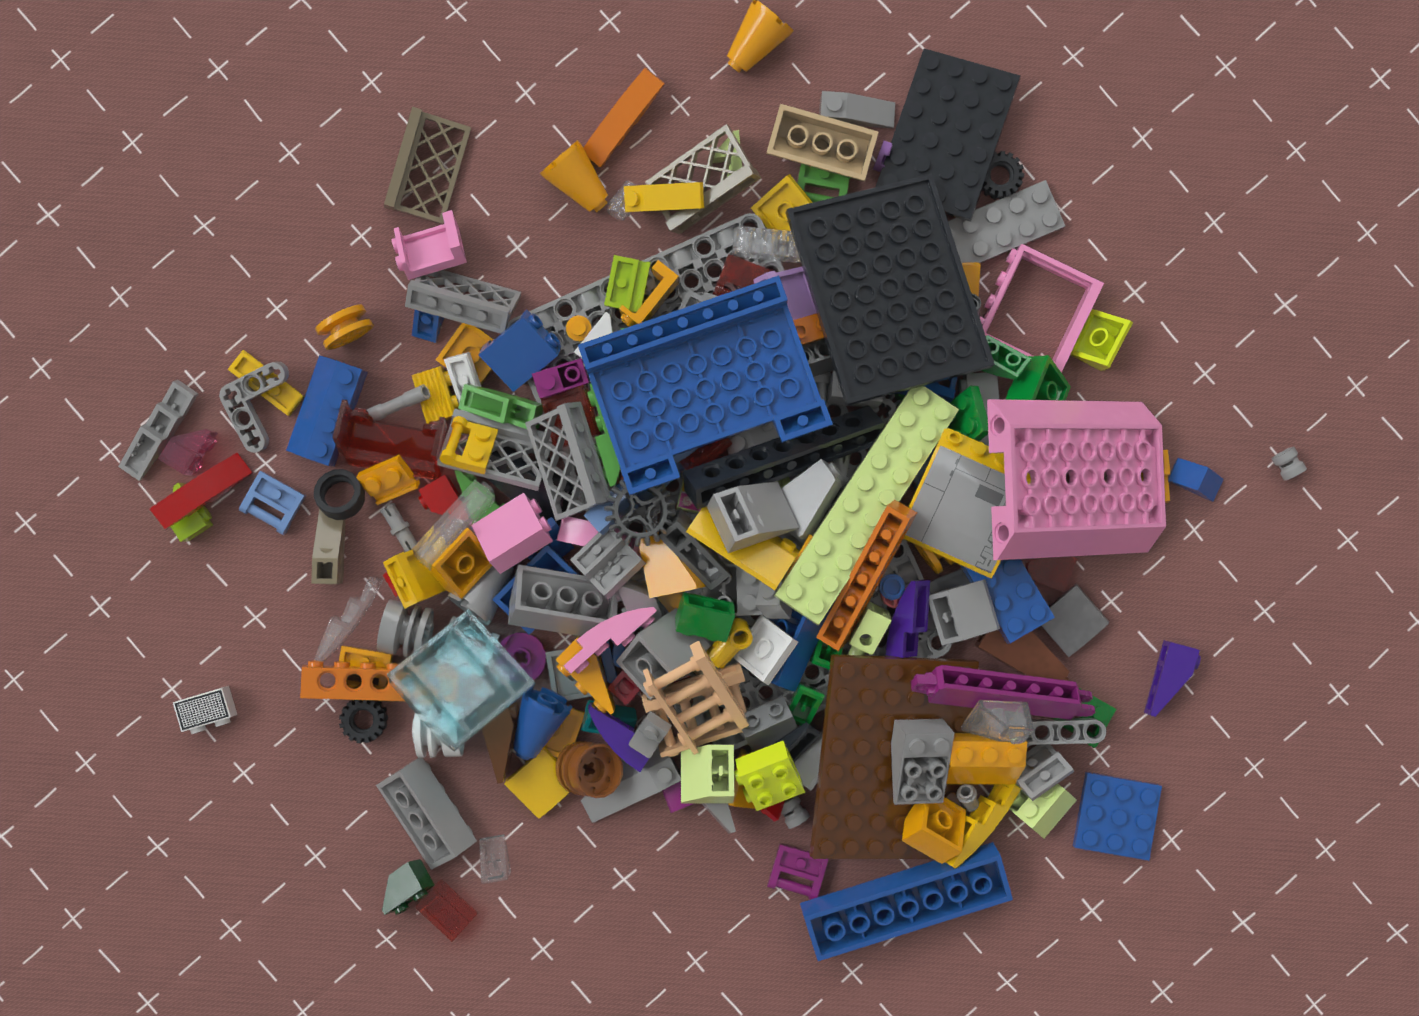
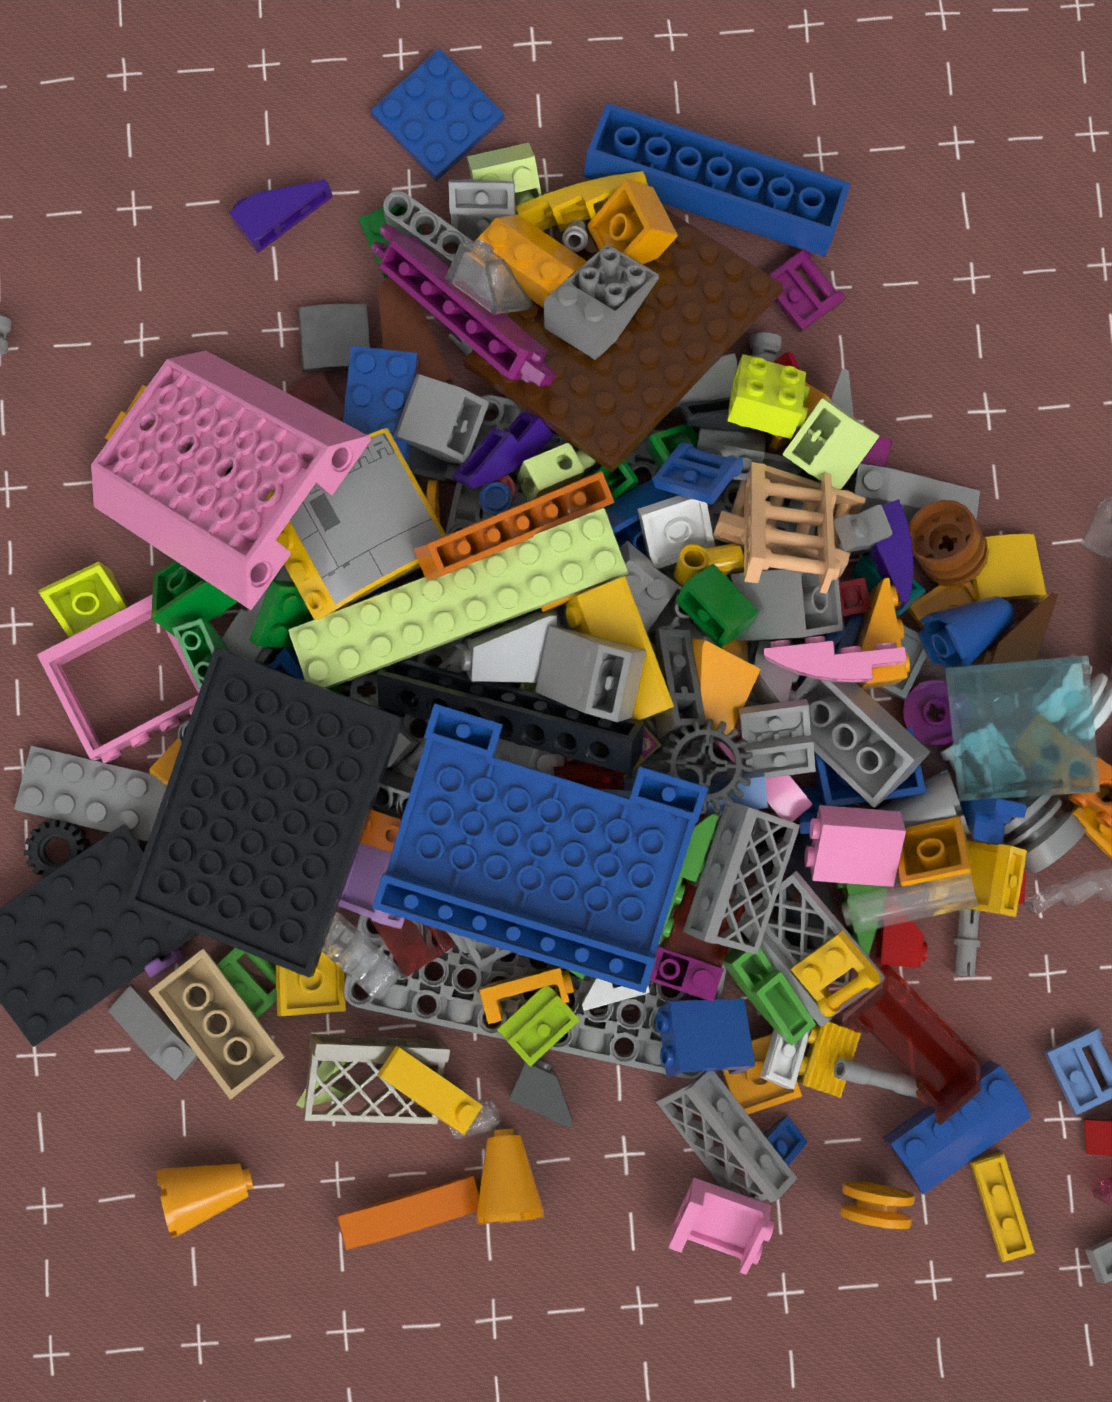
camera: 150 degrees left, 5 degrees down
(244, 395) = (1036, 1209): light grey beam -> none
(326, 482) = (1013, 1049): black tyre -> none
(328, 551) = (1058, 977): dark tan slope -> none
(388, 479) = (945, 1003): light orange plate -> none
(406, 157) = (680, 1340): dark tan fence -> none
(441, 611) = (988, 817): none -> blue slope
(578, 328) = (625, 1015): light orange plate -> none
(594, 246) = (541, 1092): none -> dark grey slope
(776, 685) = (697, 481): none -> blue plate
(1195, 478) = (99, 388): blue slope -> none

